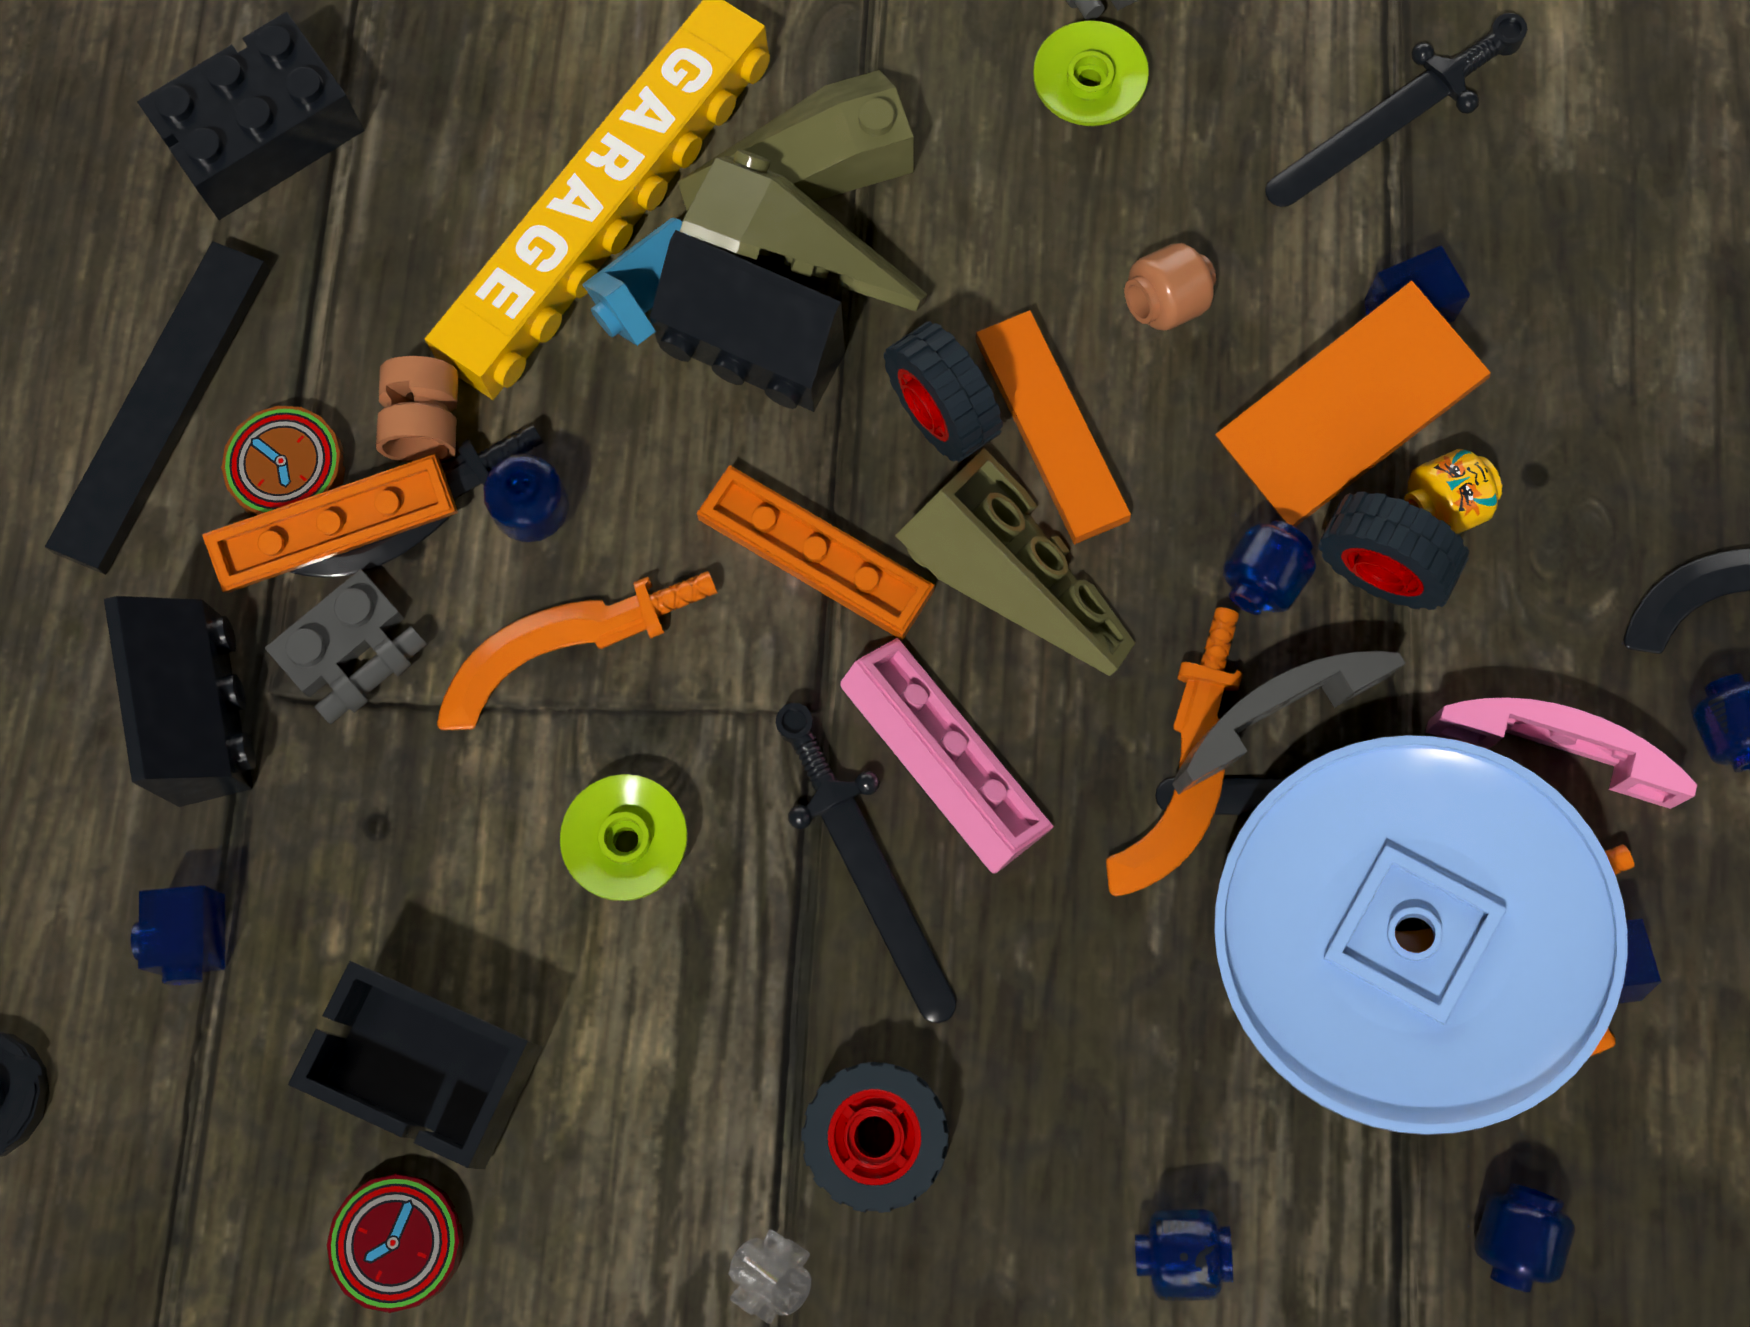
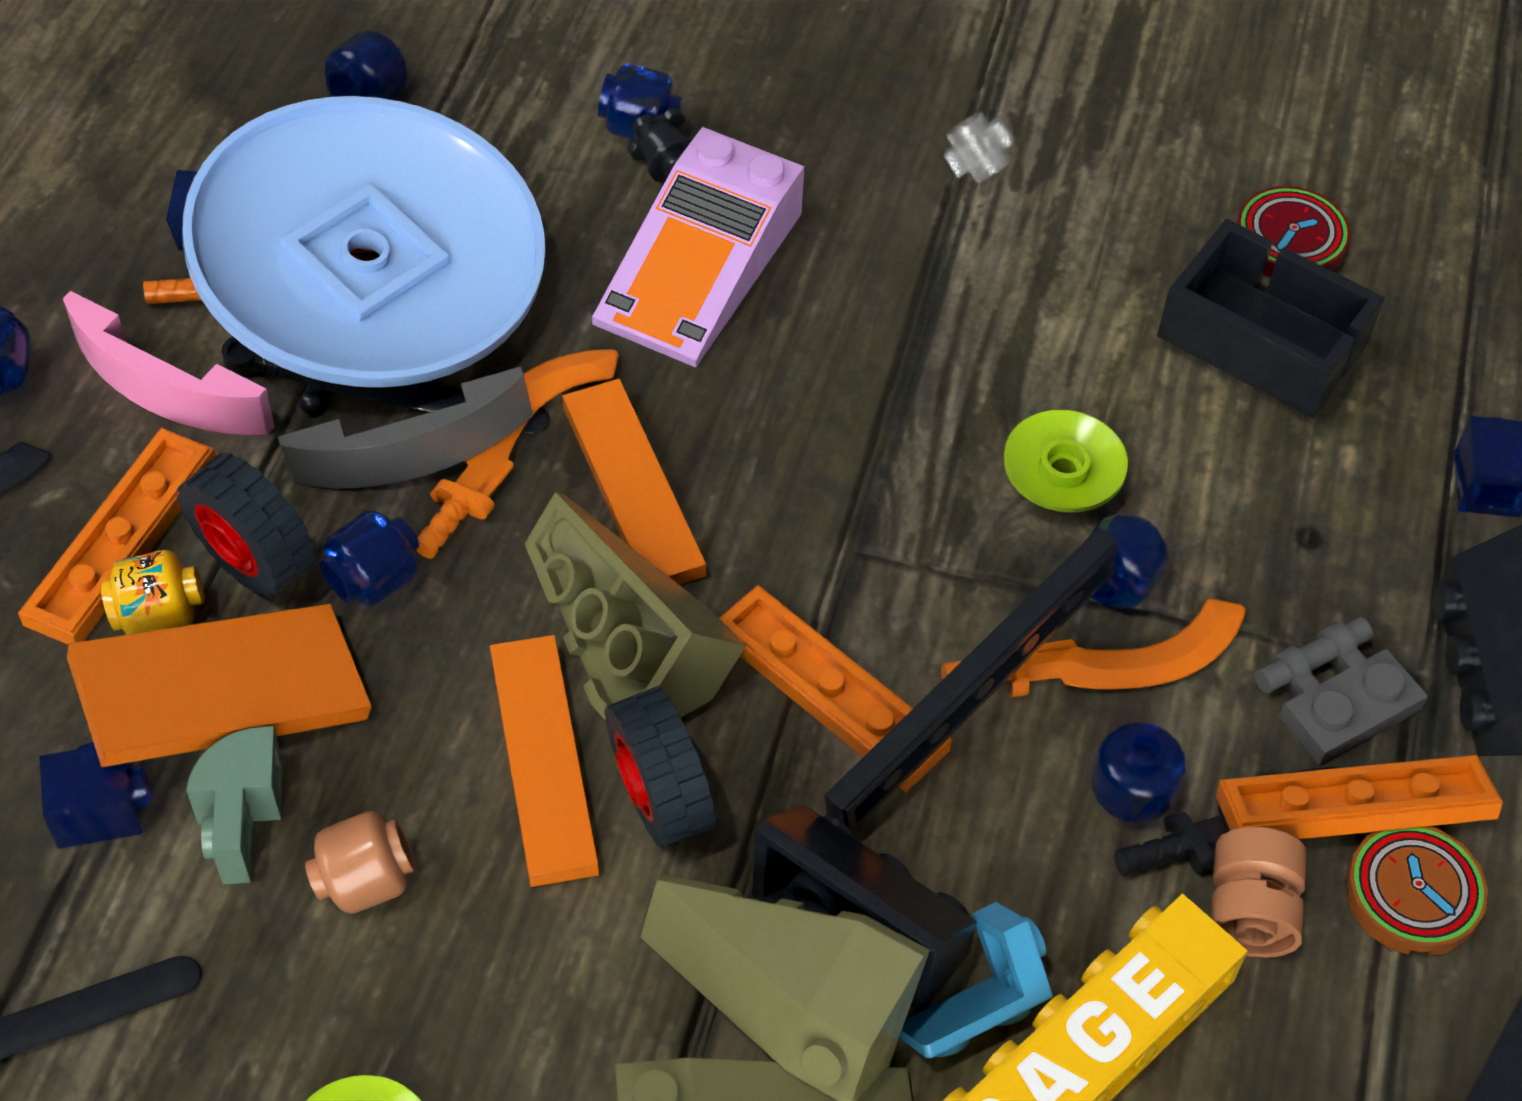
camera: 175 degrees left, 20 degrees down
(557, 724) = (1139, 561): none -> clear blue head
(675, 537) = (972, 681): none -> black tile
(833, 1144) = (872, 219): black wheel -> none
(866, 864) = (853, 460): black sword -> none
(945, 755) = (739, 489): bright pink slope -> none
(1052, 732) = (633, 480): none -> orange tile
(1058, 1048) = (702, 246): none -> slope
(1134, 1190) = (659, 142): none -> black brick
(1297, 321) = (232, 788): none -> sand green brick
(1515, 570) = (123, 527): none -> orange tile

